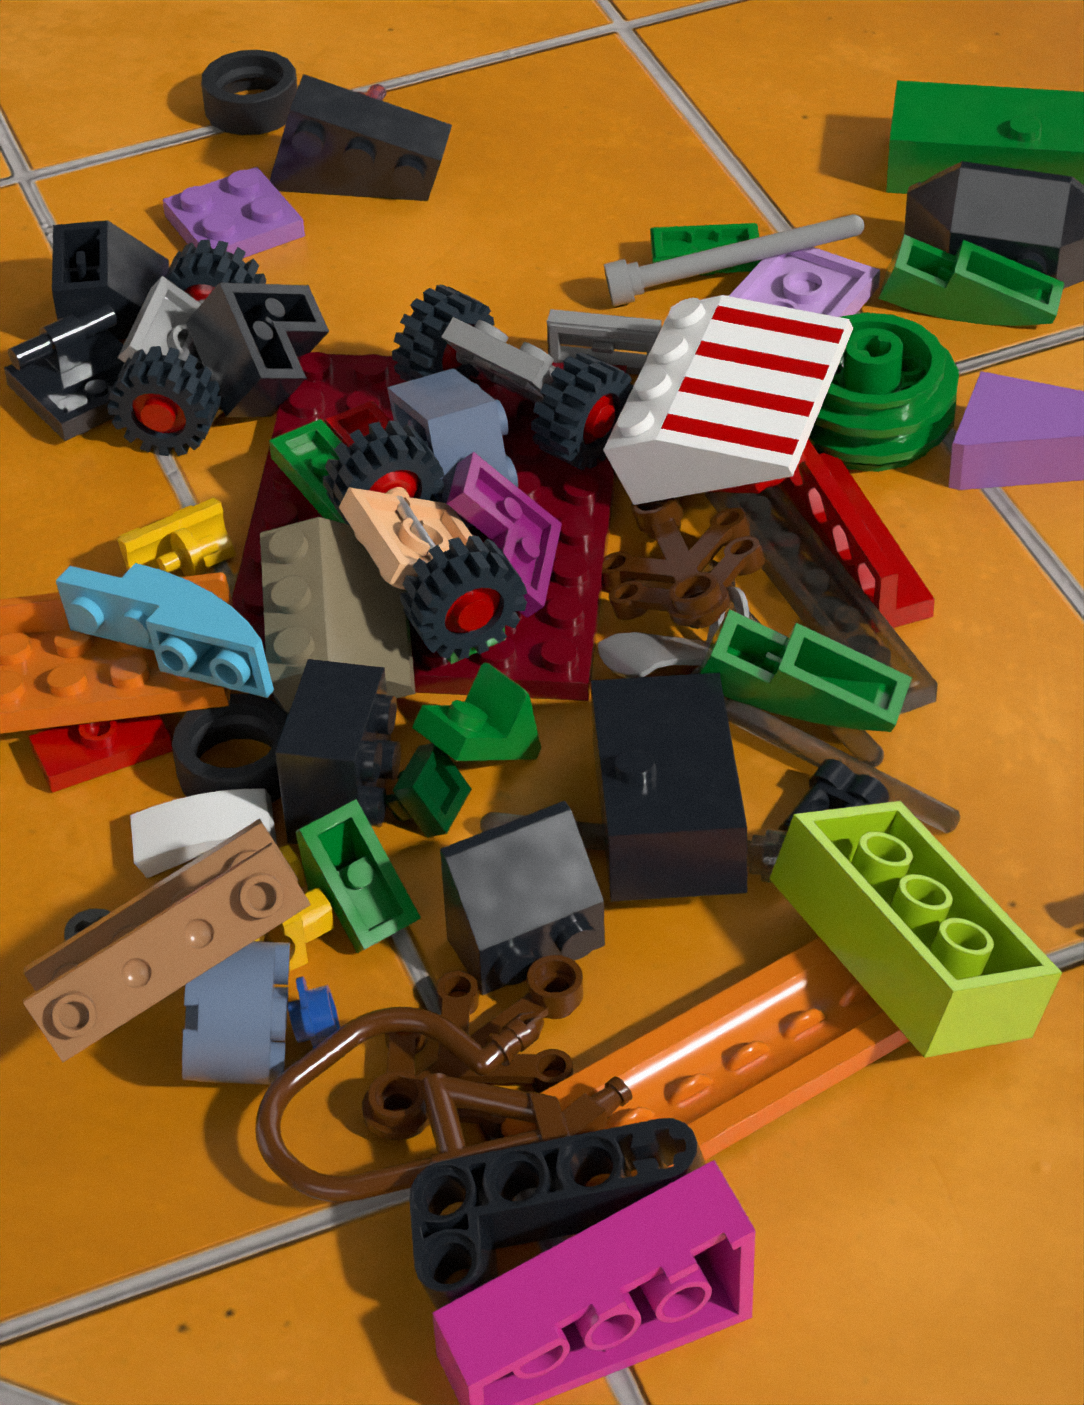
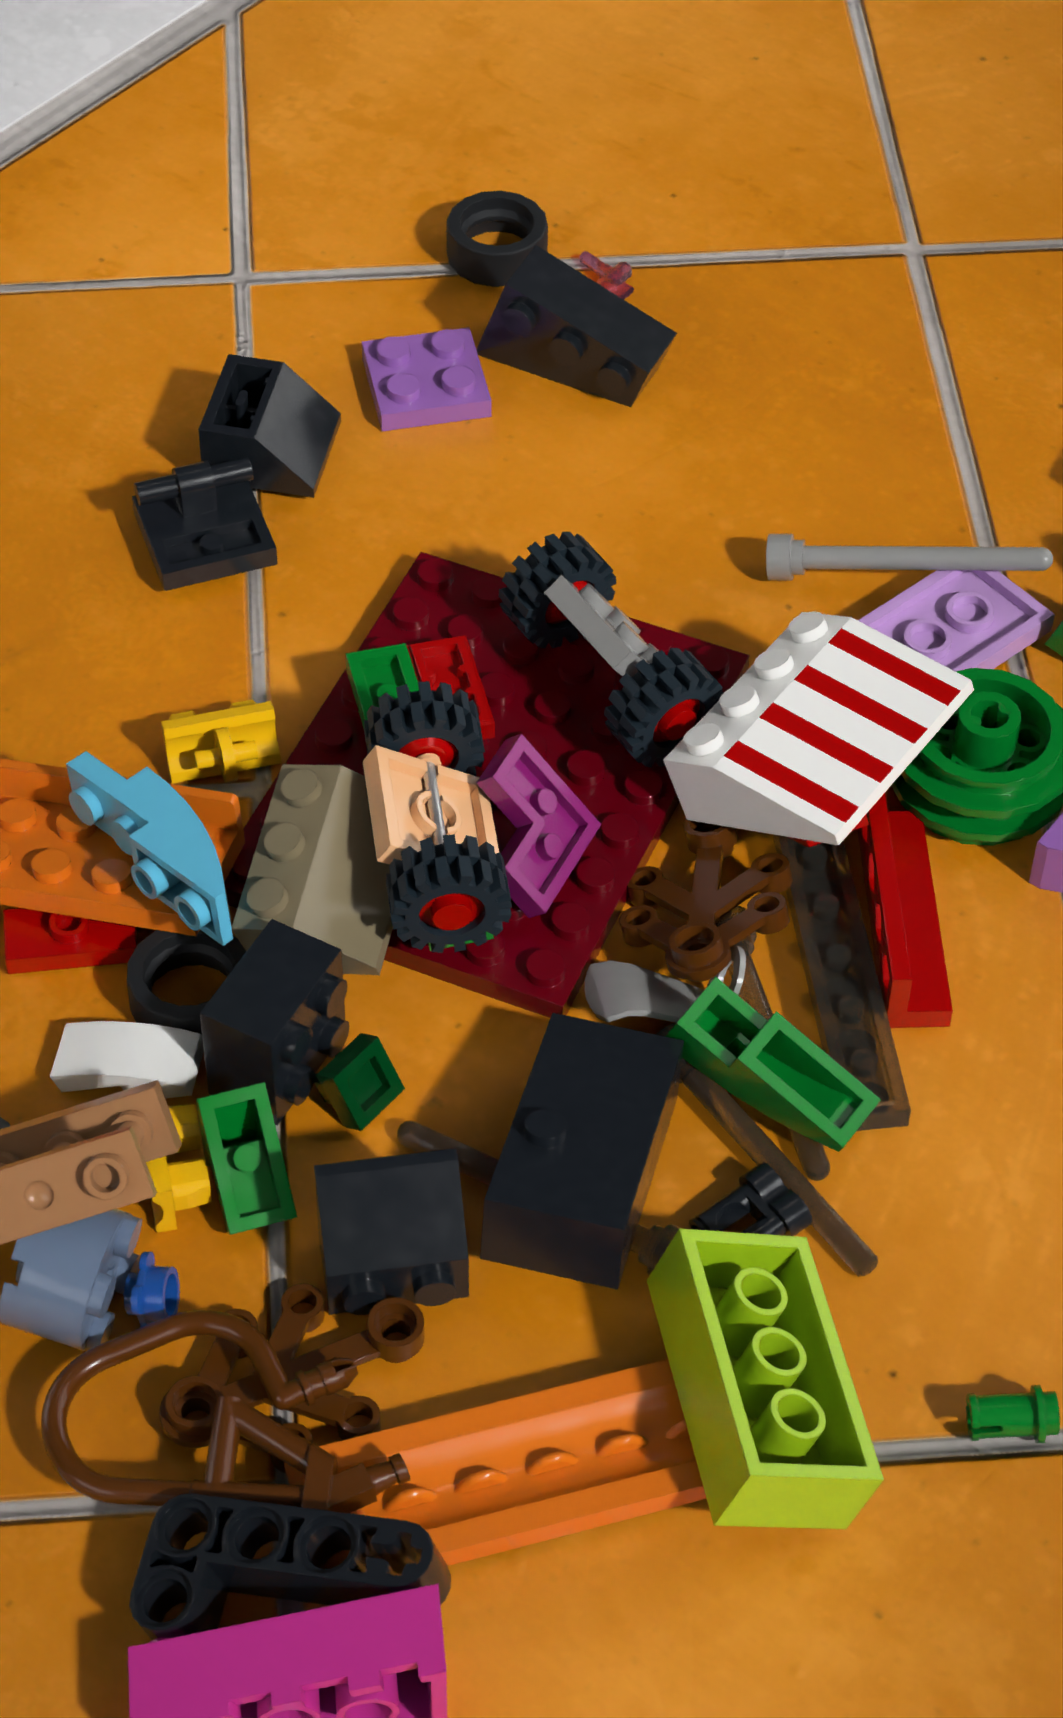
camera: 15 degrees right, 5 degrees up
(163, 385) = (313, 523): black plate -> none
(253, 342) = (373, 535): black brick -> none
(454, 422) = (518, 693): sand blue brick -> none
(489, 725) = (429, 1033): green slope -> none
(602, 334) = (727, 618): light grey tile -> none
(686, 240) = (870, 527): green plate -> none

